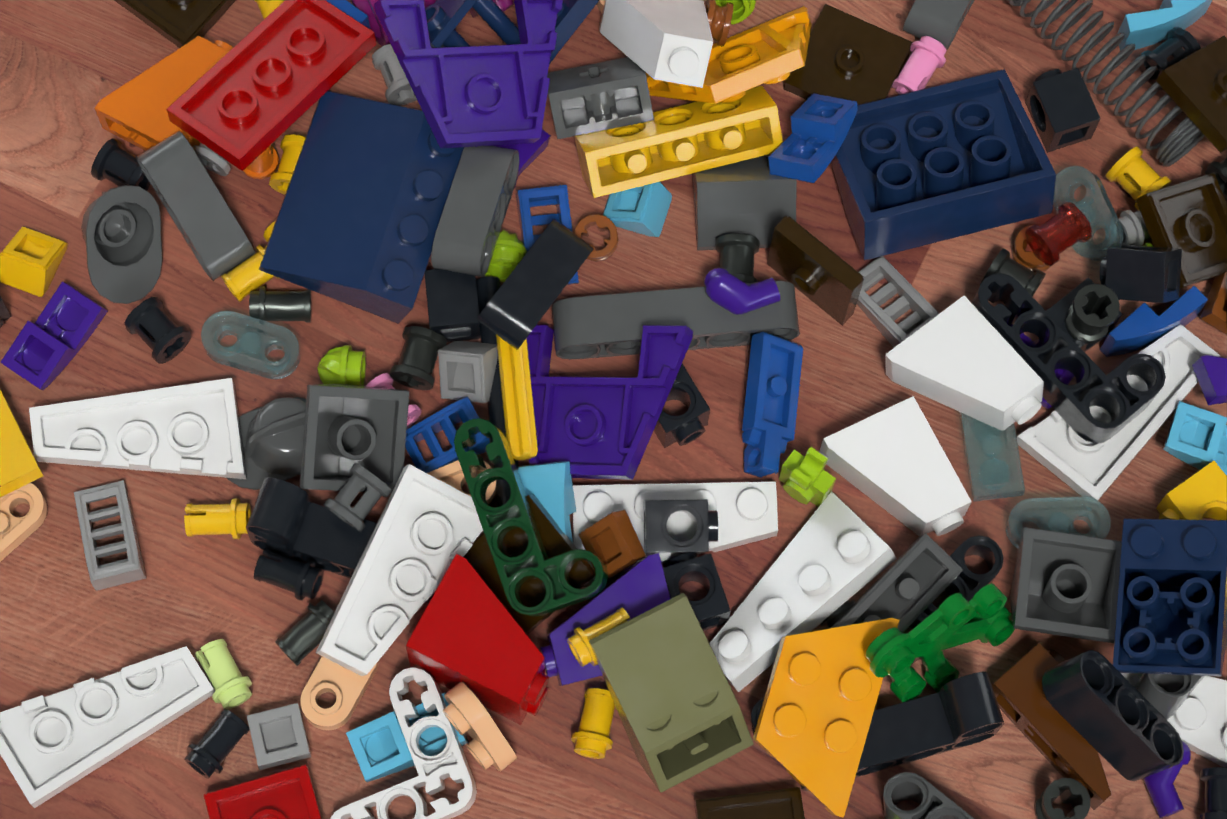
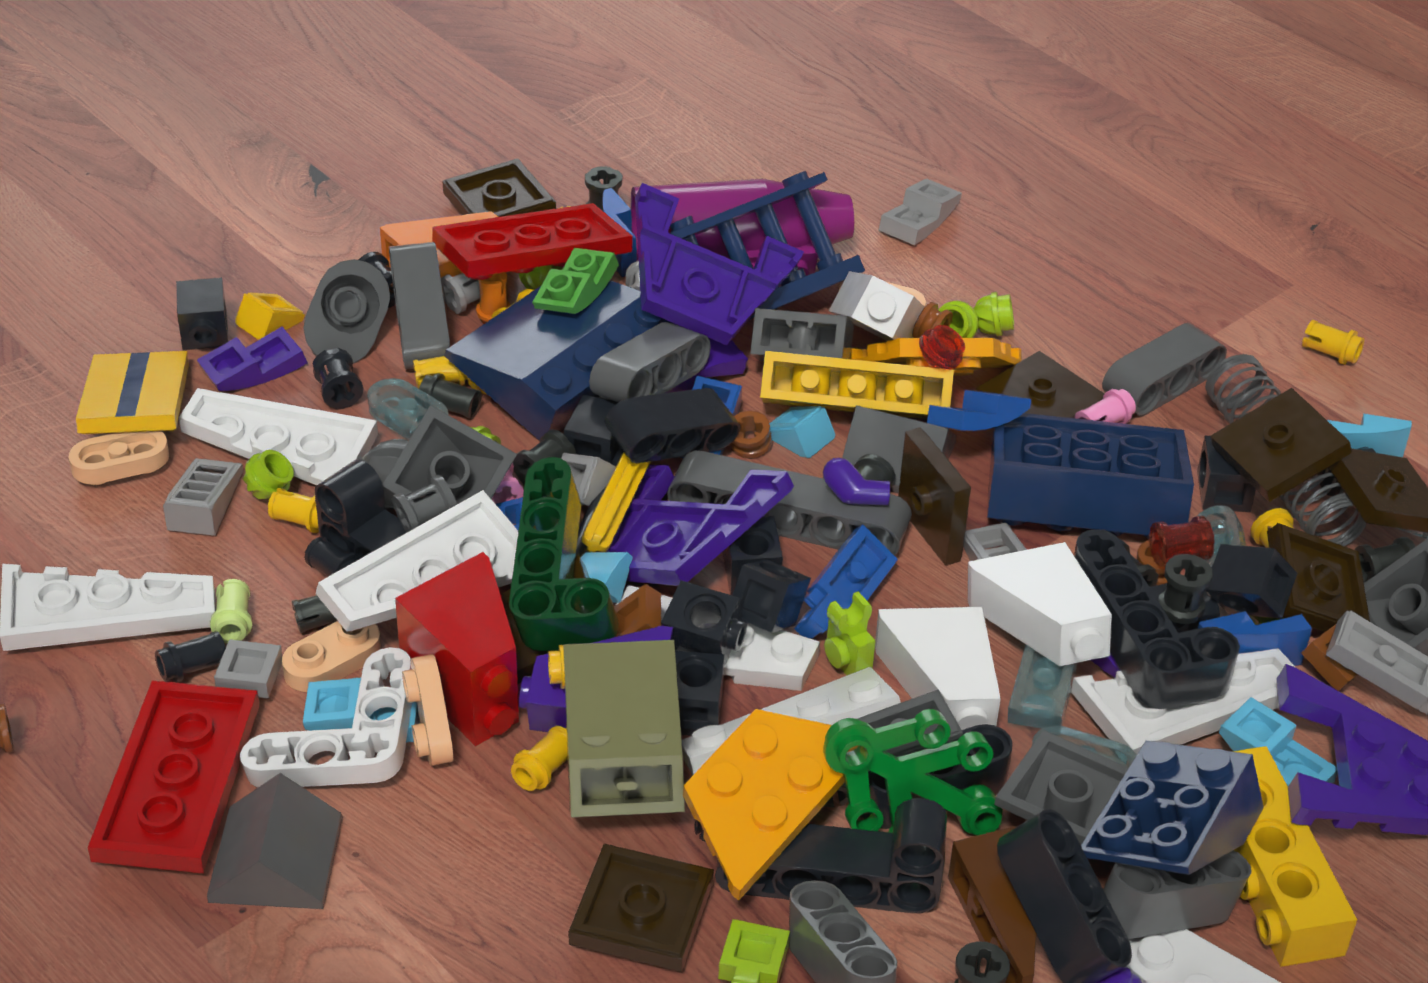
camera: 25 degrees right, 30 degrees down
(164, 492) = (266, 473): none -> lime plate
(352, 129) = (578, 282): none -> bright green slope
(718, 462) = (770, 594): none -> black brick
(759, 87) = (942, 347): none -> clear red plate
(1116, 85) = (1281, 444): none -> dark brown plate

